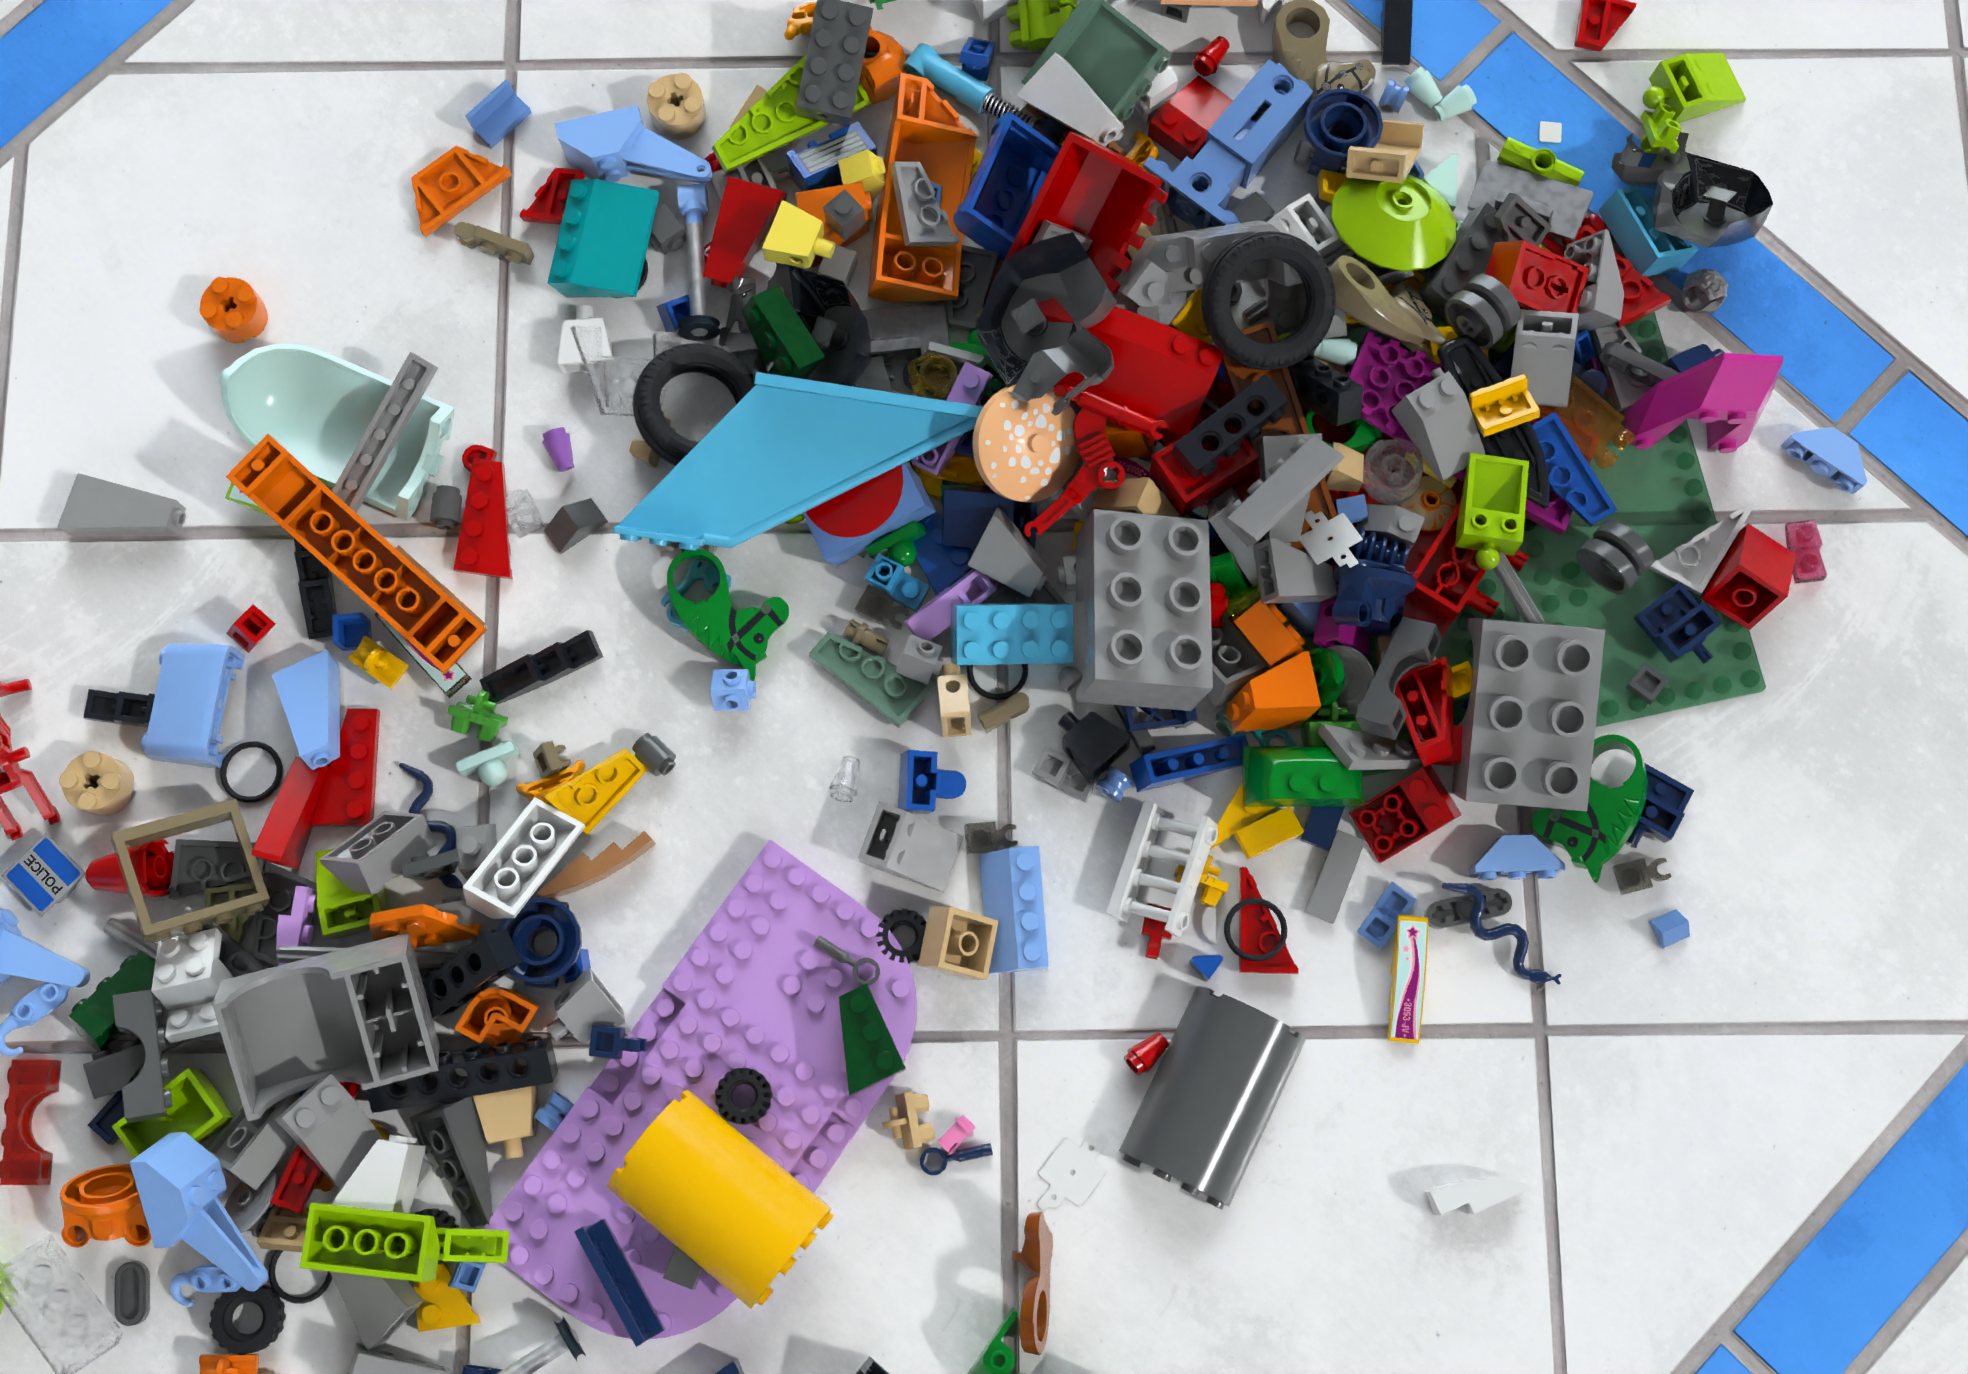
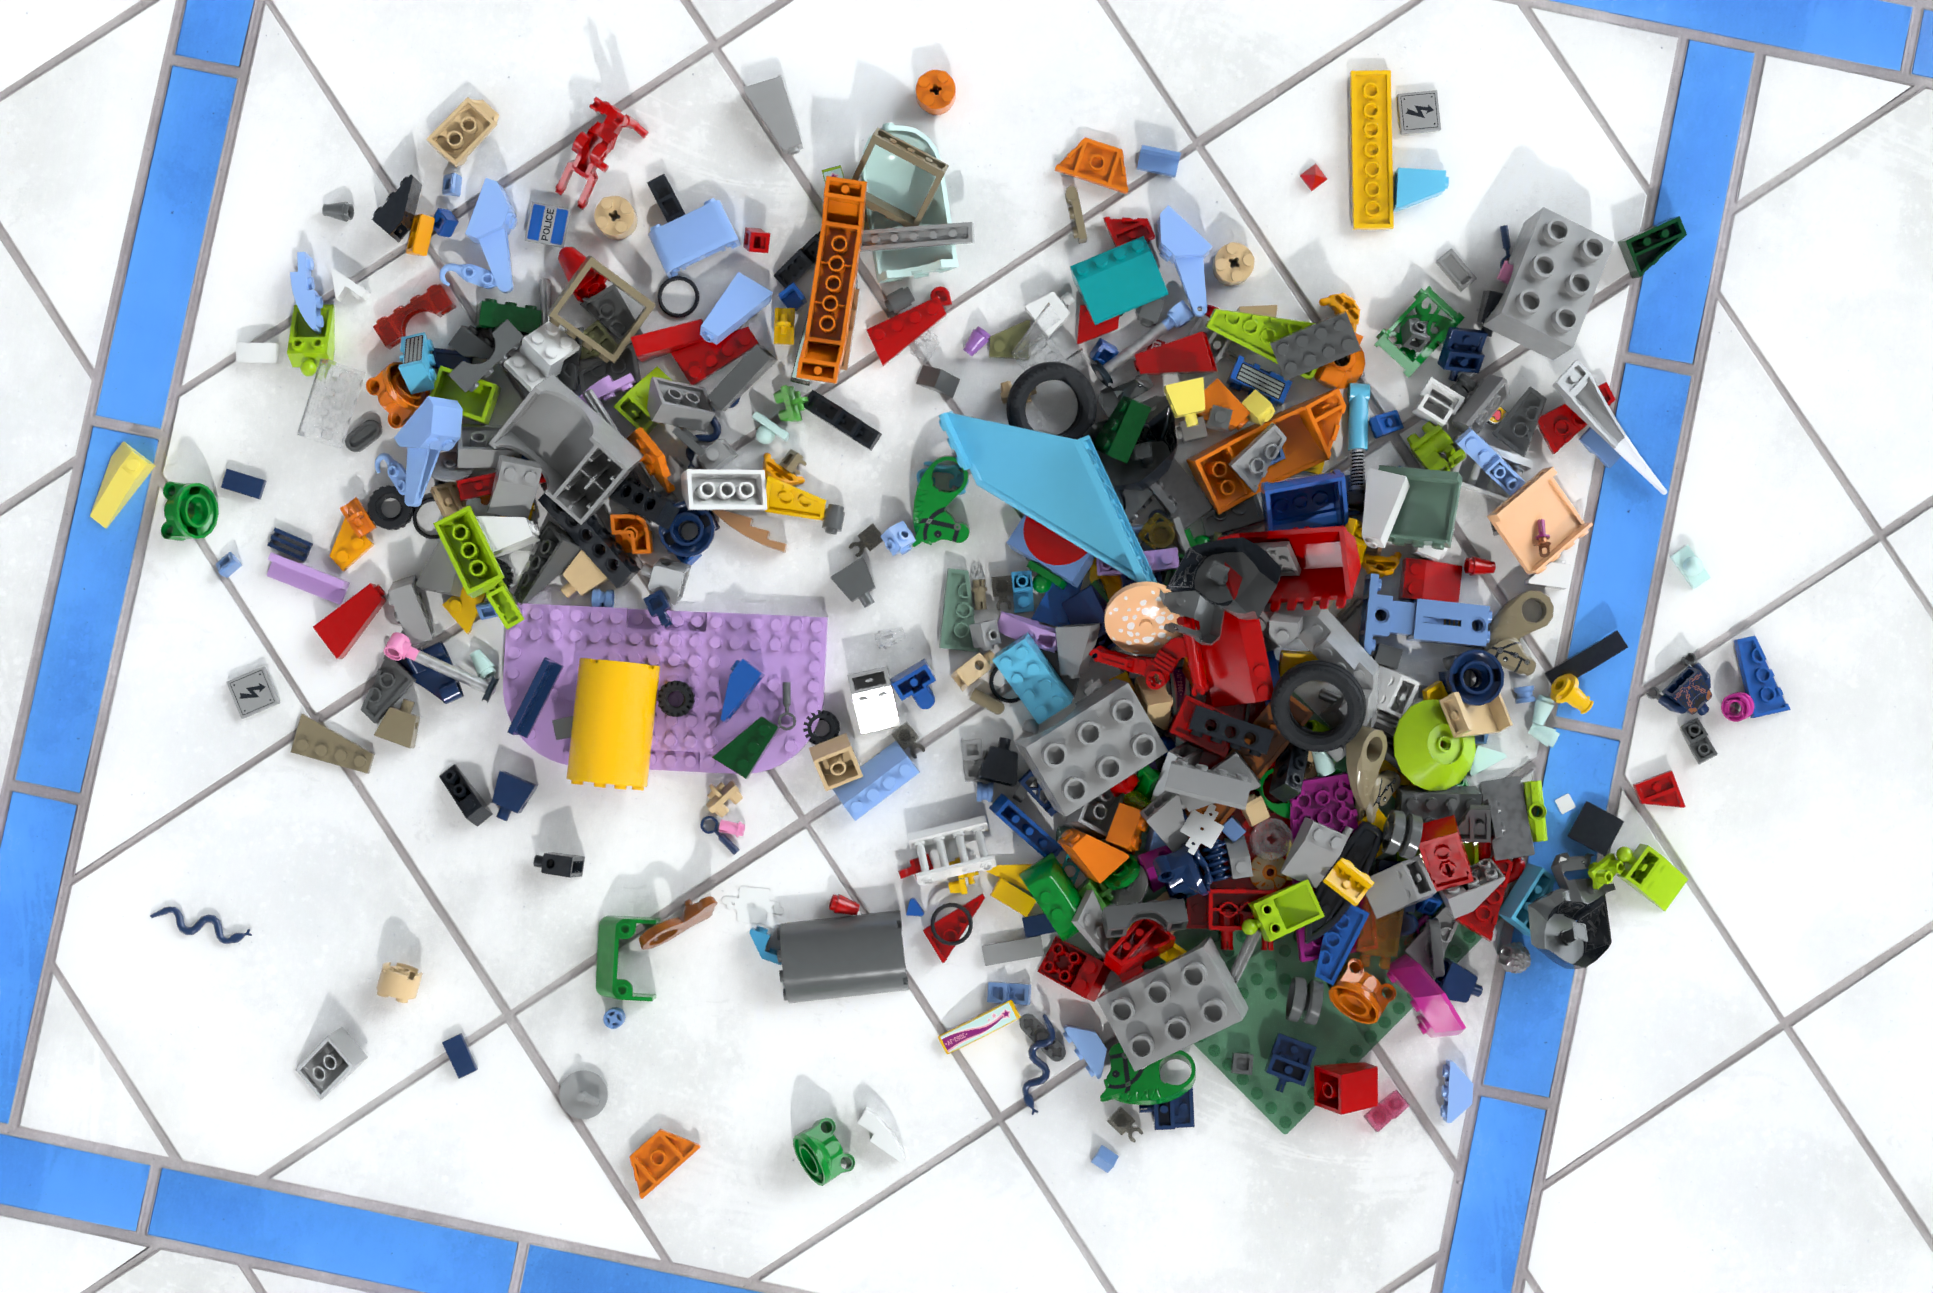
camera: 60 degrees right, 10 degrees up
(87, 1154) = (417, 363): none -> medium azure wedge
(282, 365) = (912, 155): none -> dark tan window
(402, 753) = (741, 377): none -> dark grey slope
(532, 1329) = (483, 666): none -> light aqua cone
(584, 417) = (1005, 341): none -> olive wing
(637, 310) = (1088, 330): none -> red wing
(708, 728) = (869, 538): none -> clear smoke plate
(750, 777) = (856, 582): none -> dark grey torso
(779, 993) = (740, 685): none -> blue slope
(1124, 1188) = (761, 941): none -> dark azure slope
(1420, 43) = (1566, 690): none -> yellow piece
(1453, 1288) = (821, 1152): none -> green piece
(1602, 114) = (1595, 828): none -> black slope
(1647, 488) = (1360, 993): none -> orange piece
(1699, 558) = (1339, 1050): white wing -> none

